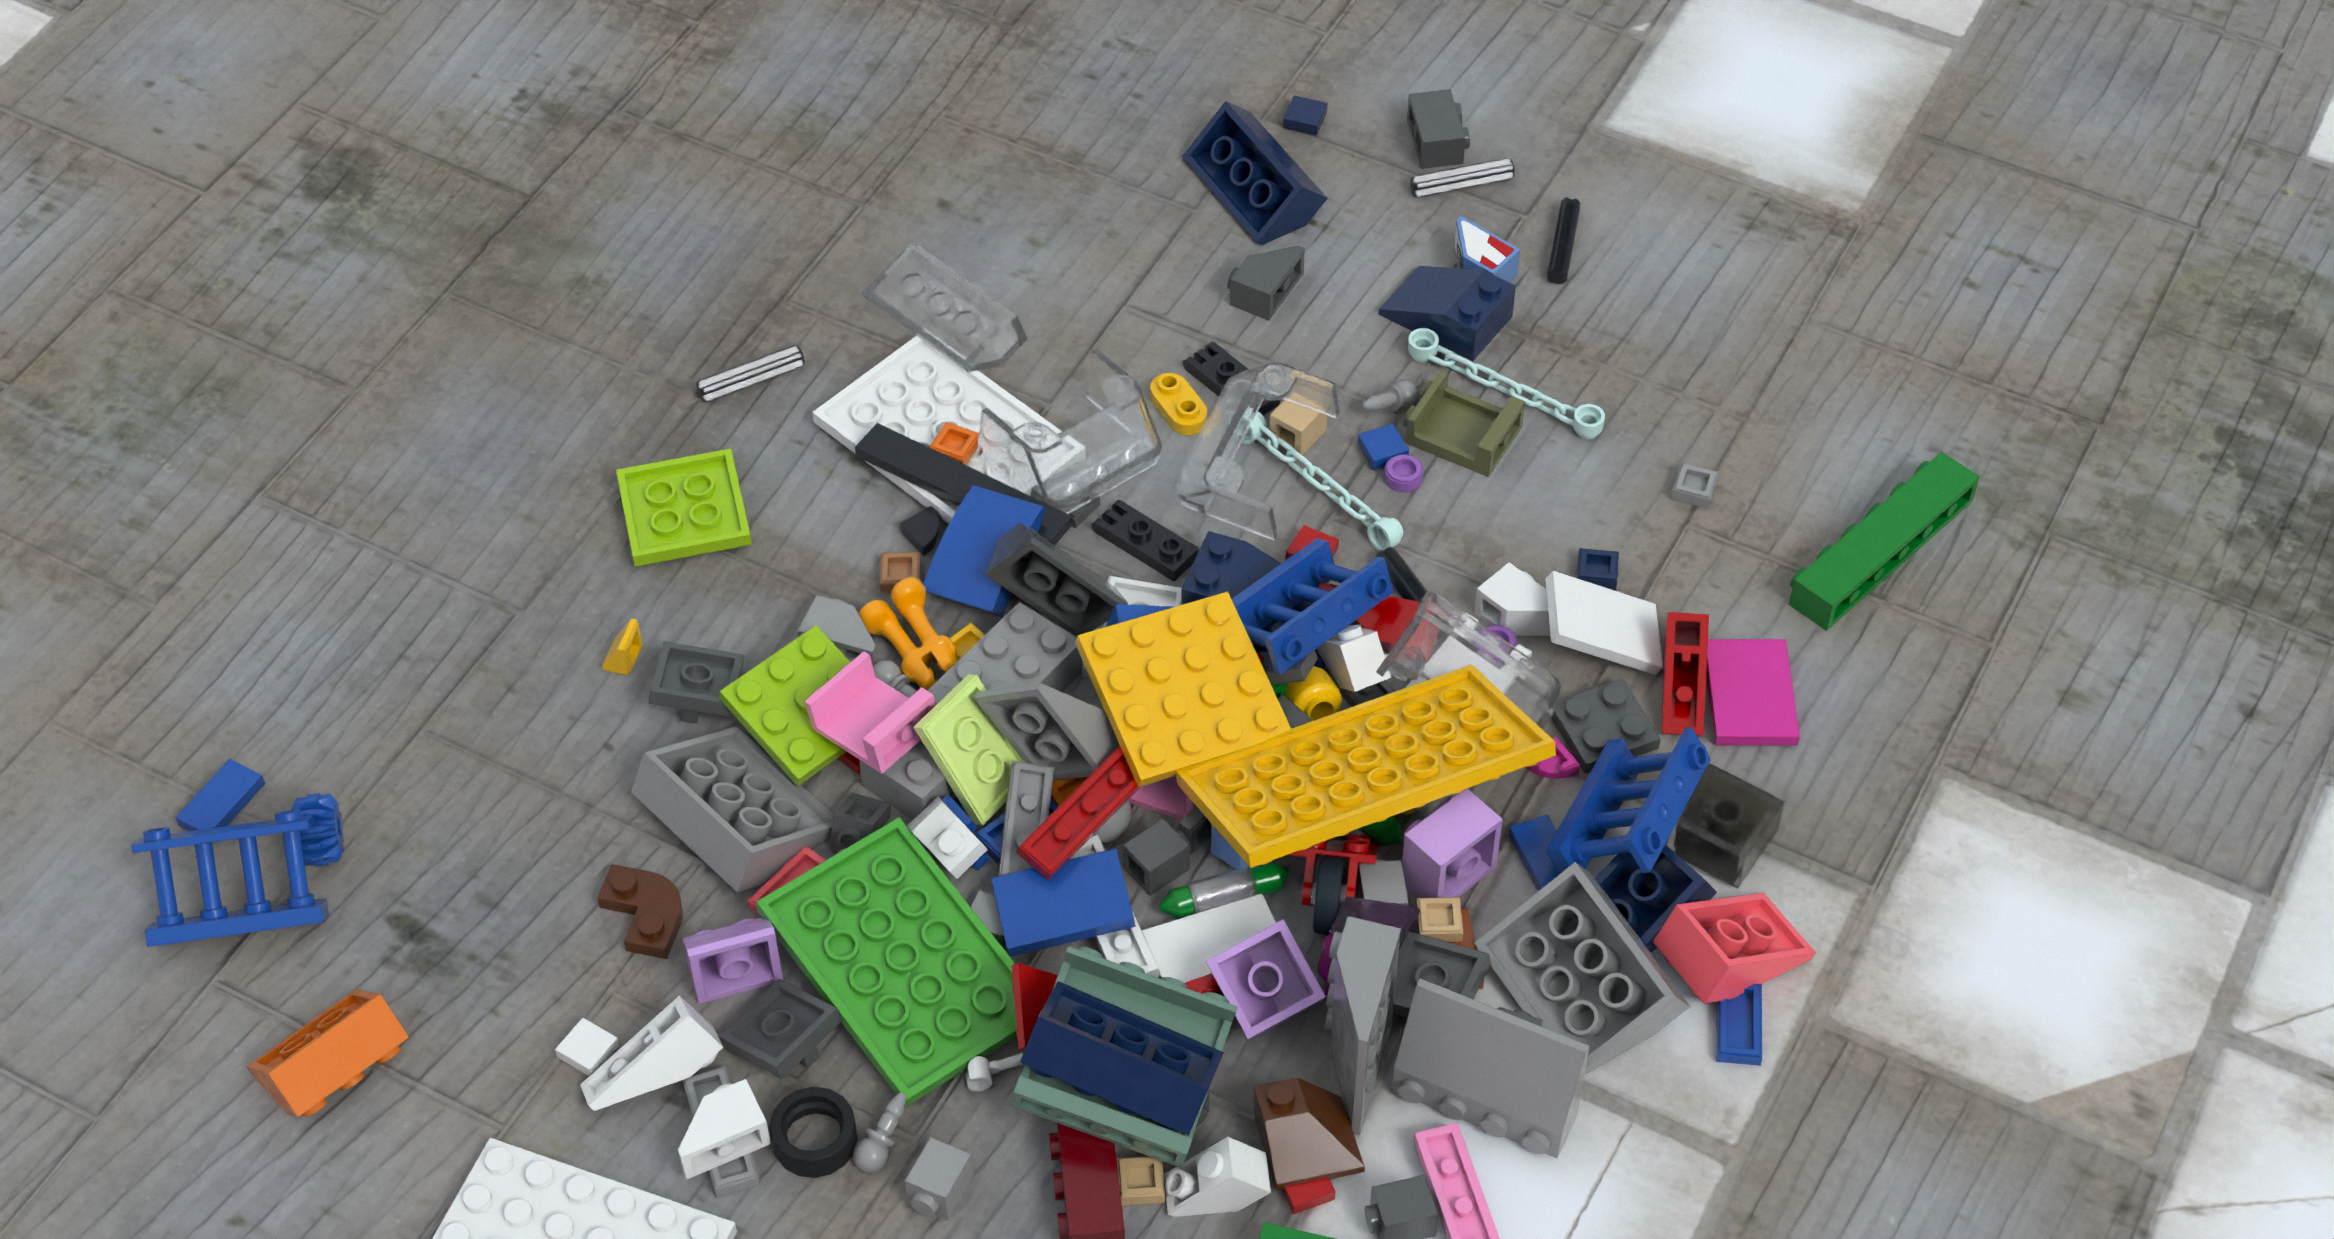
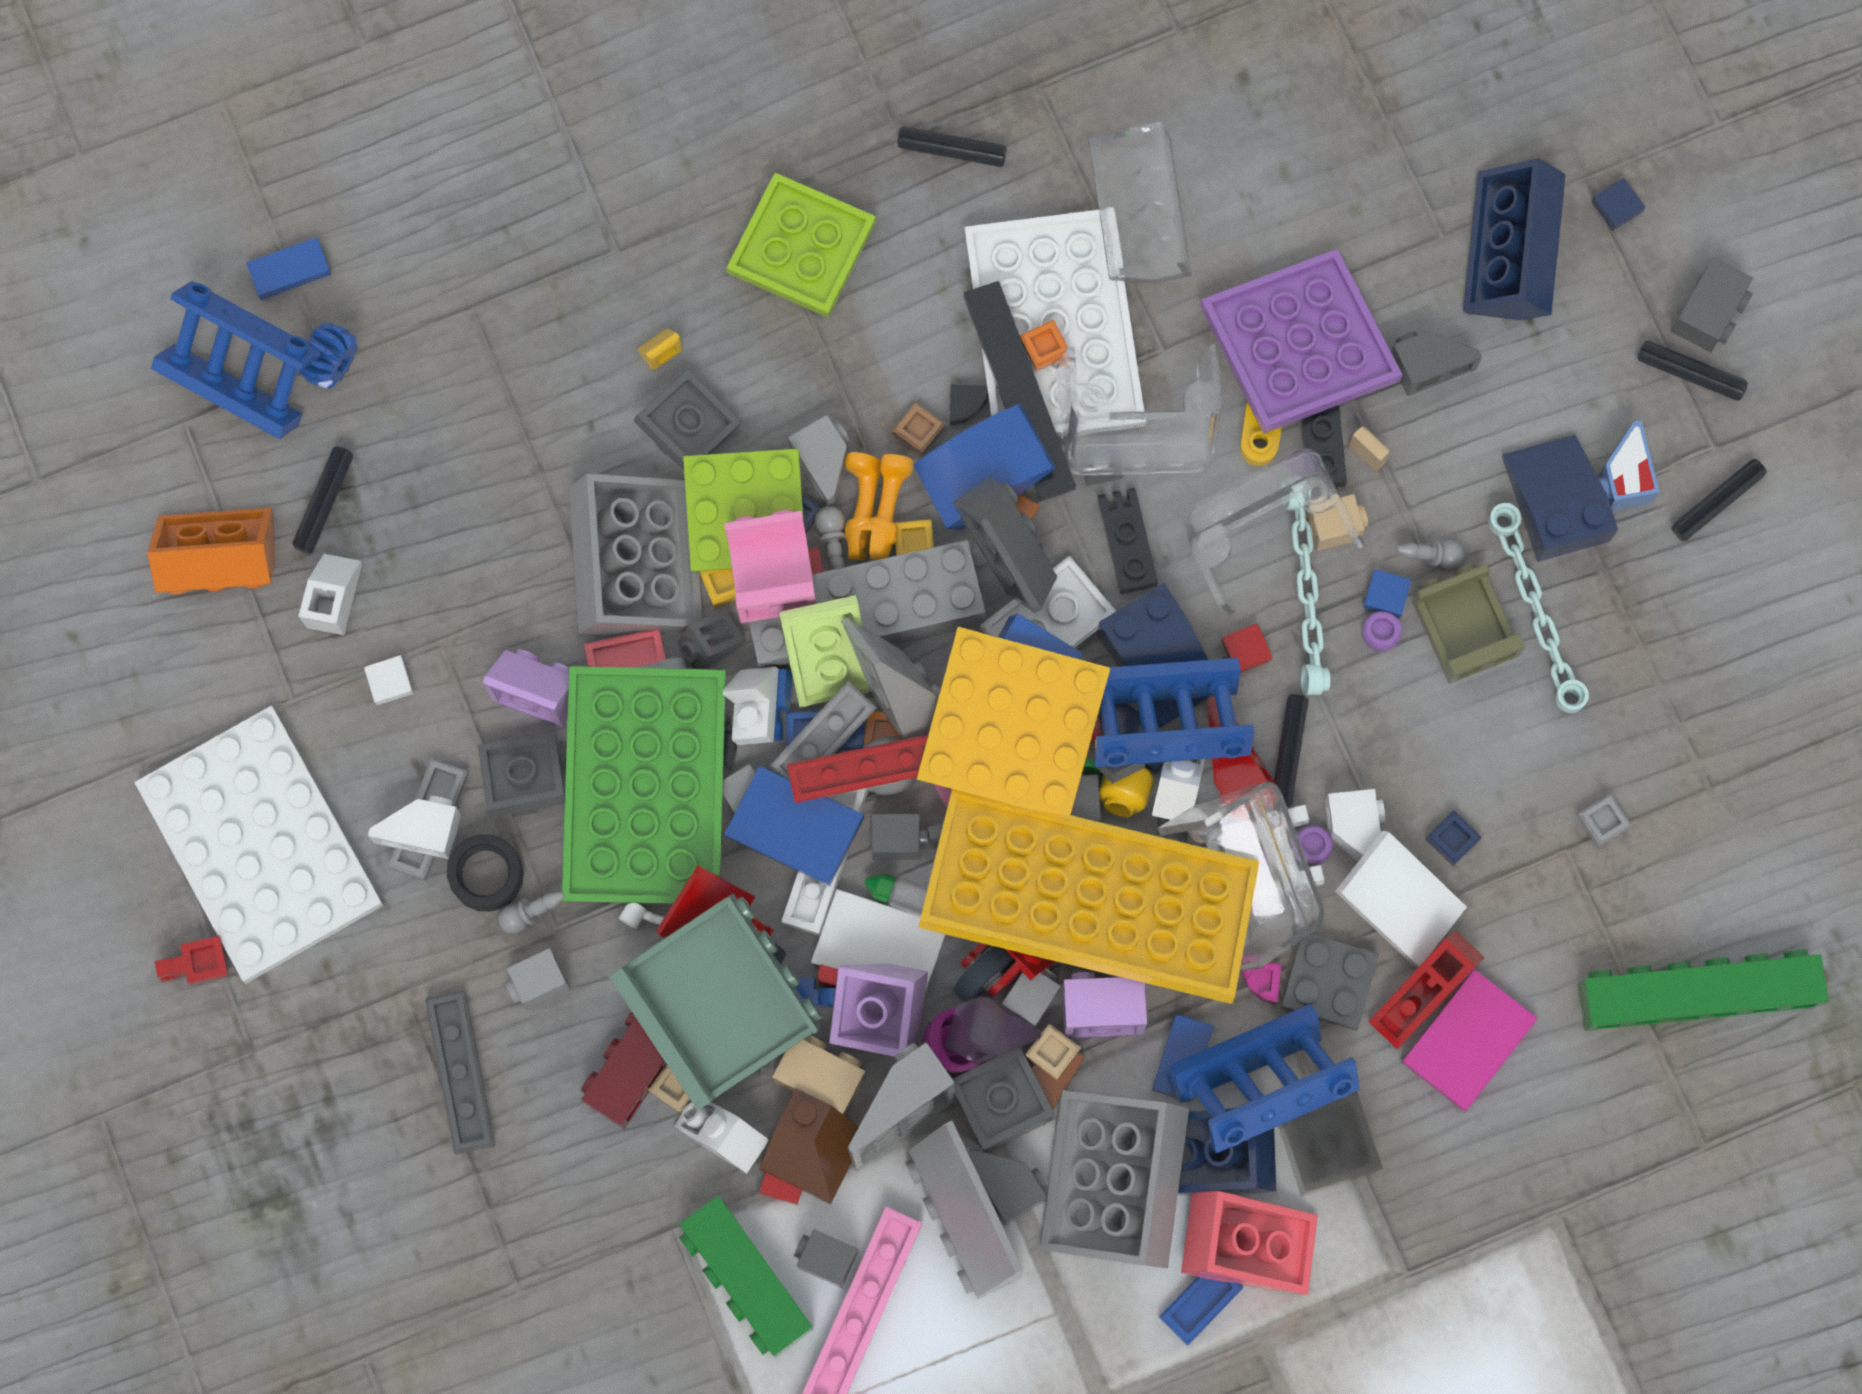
camera: 40 degrees right, 25 degrees up
(402, 950) = (322, 500): none -> black axle
(477, 1013) = (330, 594): none -> white slope
(652, 902) = (521, 594): reddish brown plate -> none
(658, 1055) = (423, 731): white slope -> none
(833, 782) = (719, 586): none -> yellow tile
(1121, 1058) = (708, 1005): dark blue slope -> none
(1156, 323) = (1300, 340): none -> medium lavender plate
(1256, 1065) = (821, 1073): none -> tan brick
(1276, 353) = (1369, 448): none -> tan tile

